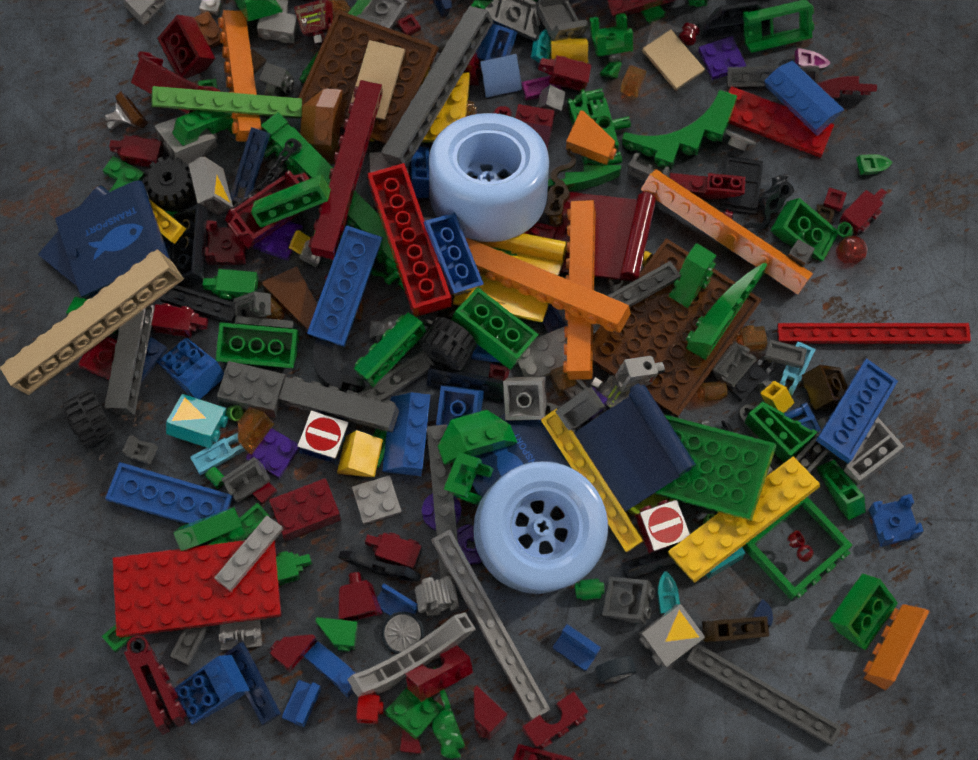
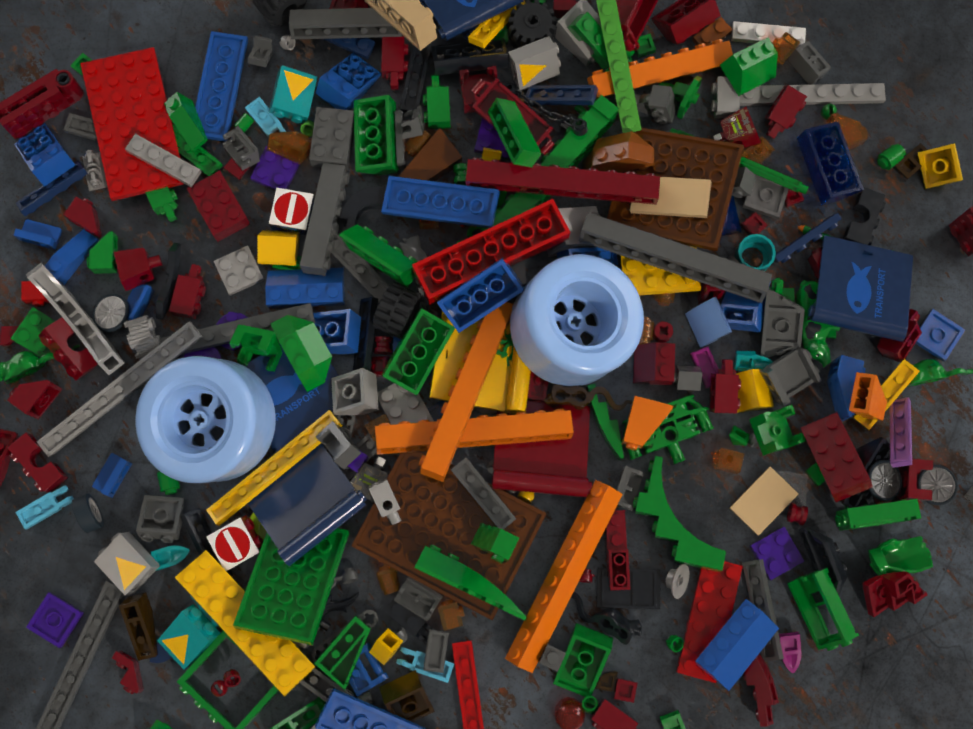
camera: 80 degrees right, 10 degrees up
(133, 423) = (291, 42): none -> light grey hinge
(270, 54) = (685, 94): none -> green piece
(313, 271) = (460, 172): none -> green wheel
(435, 17) = (761, 243): none -> teal piece
(479, 367) = (383, 345): none -> dark red wheel
(603, 720) = (43, 508): none -> medium azure hinge
(720, 716) = (54, 620): none -> dark purple plate
(751, 578) = (188, 636): none -> teal brick
(785, 643) = (132, 679): none -> dark red slope
(795, 152) = (679, 643): none -> green hinge

